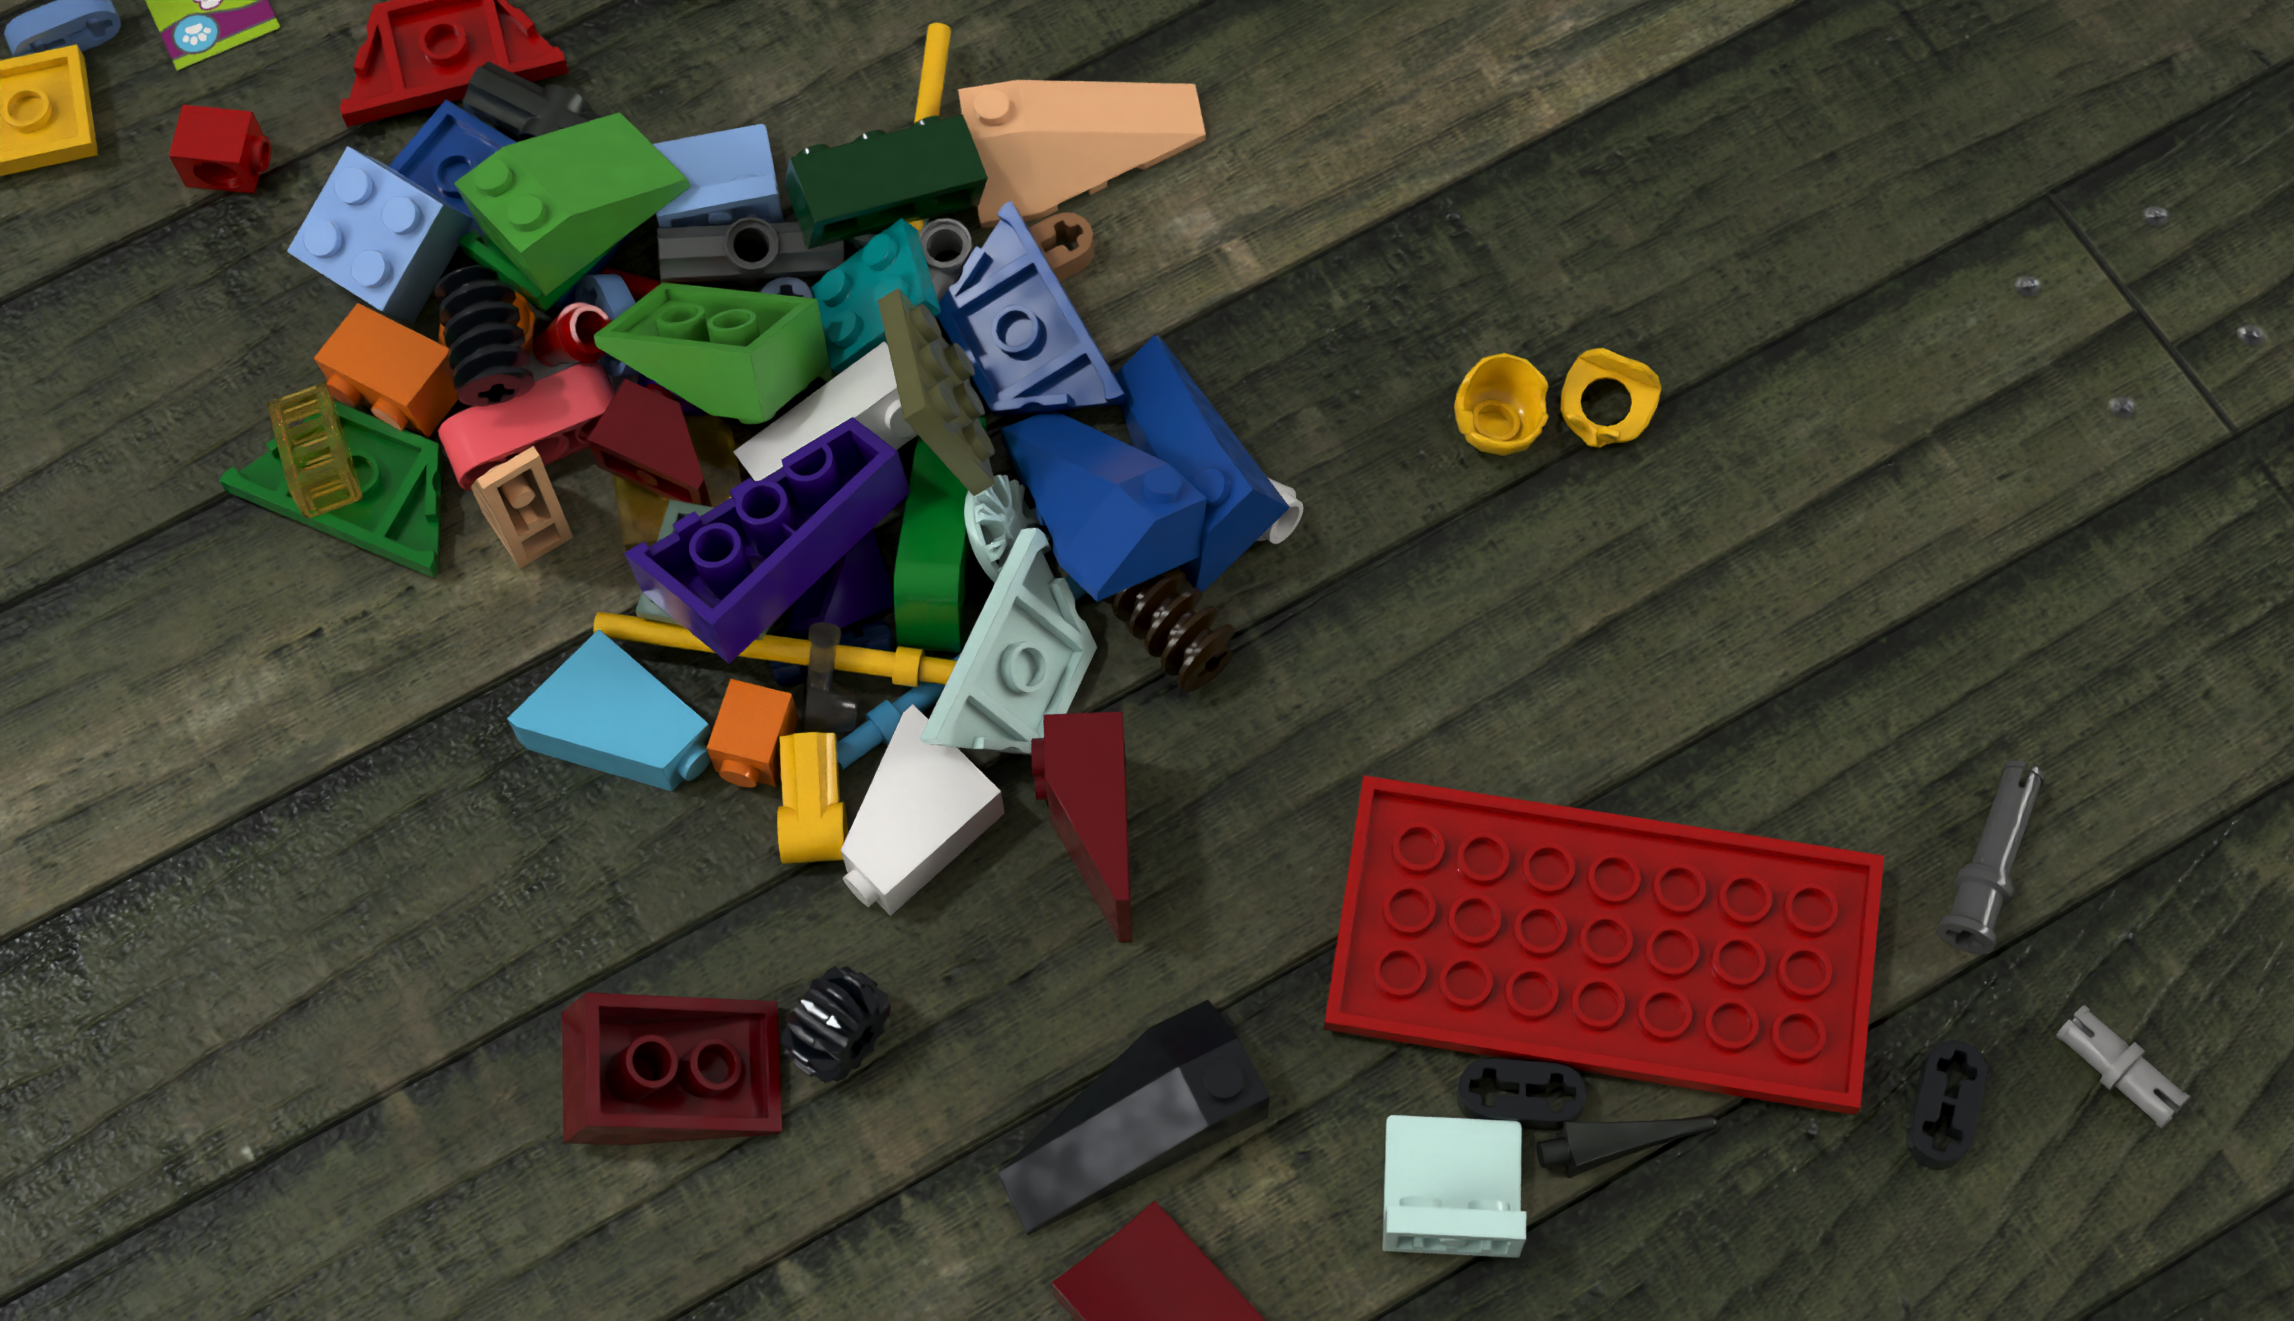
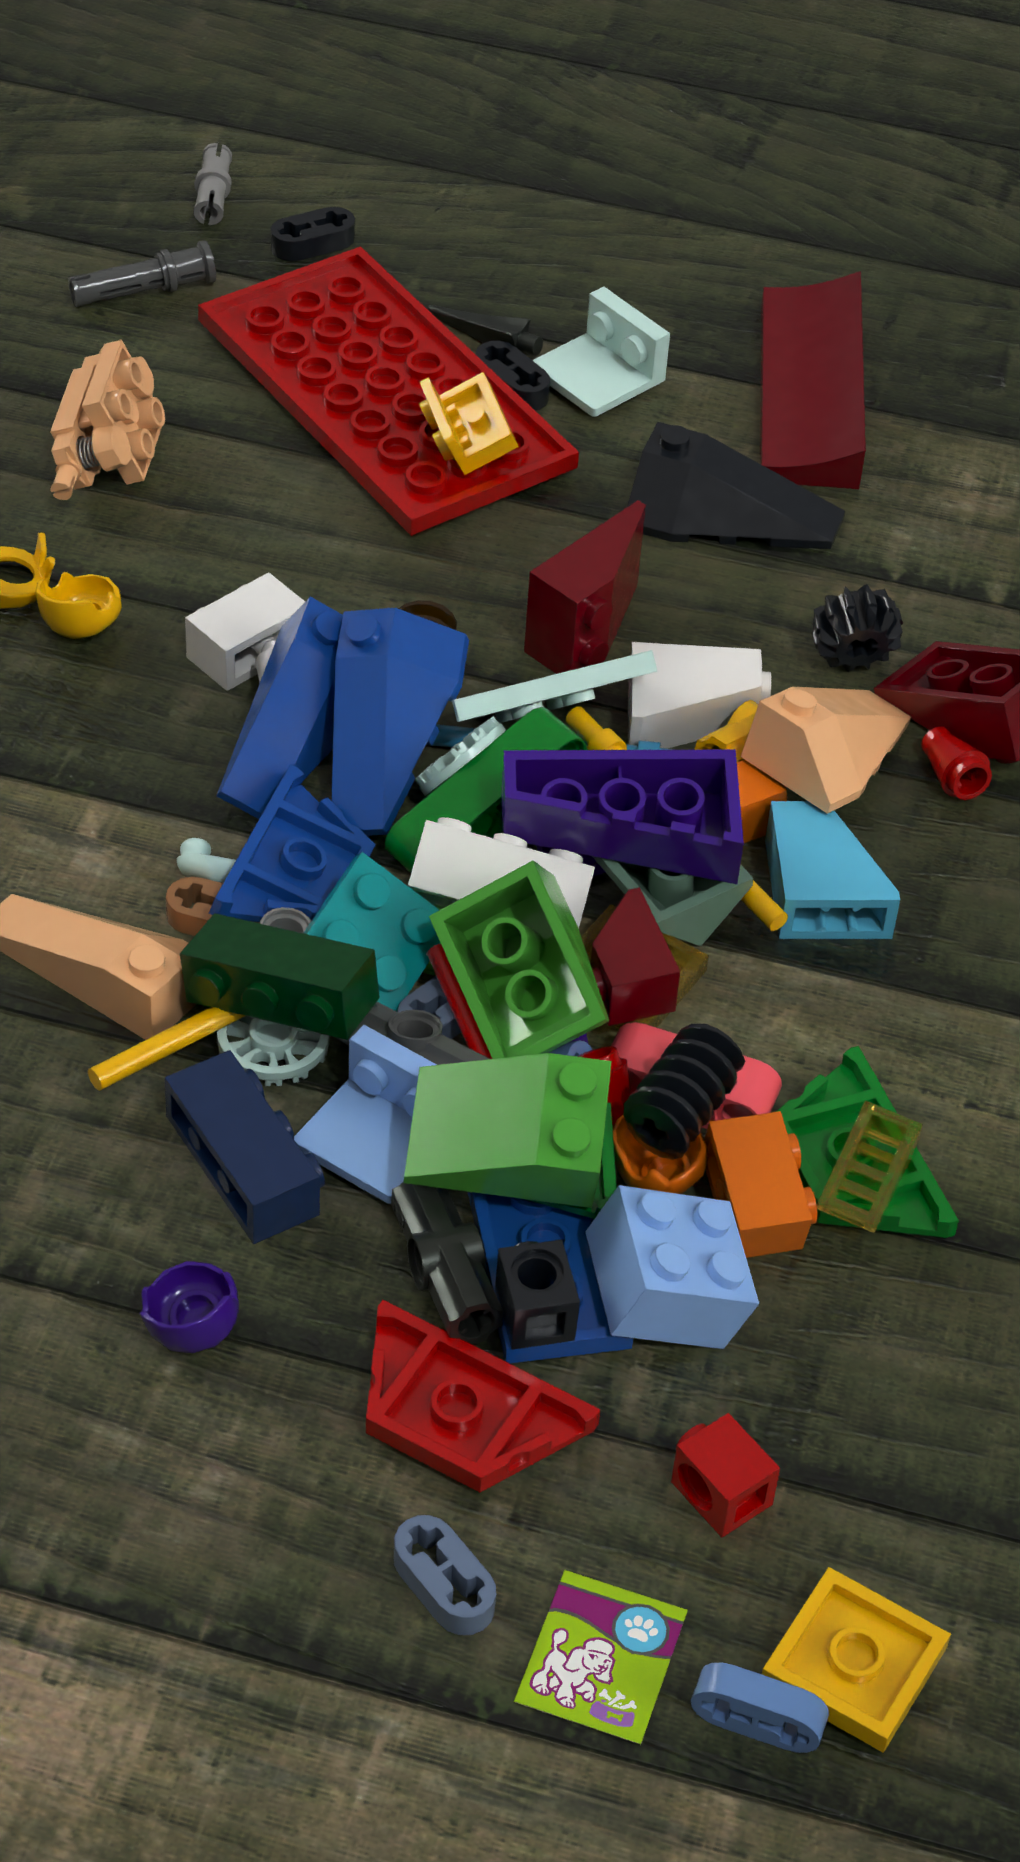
camera: 140 degrees left, 20 degrees down
(437, 104) = (542, 1314): none -> black brick
(522, 507) = (765, 980): light nougat slope -> none
(618, 967) = (958, 766): none -> red cone
(719, 841) = (823, 741): none -> light nougat wedge
(787, 82) = (244, 1146): none -> dark blue brick
(937, 391) = (424, 790): olive plate -> none
(1096, 277) = (197, 861): none -> light aqua arm
(1343, 518) = (232, 630): none -> white brick
(1438, 913) = (469, 423): none -> yellow bracket
(1749, 615) = (106, 421): none -> light nougat piece

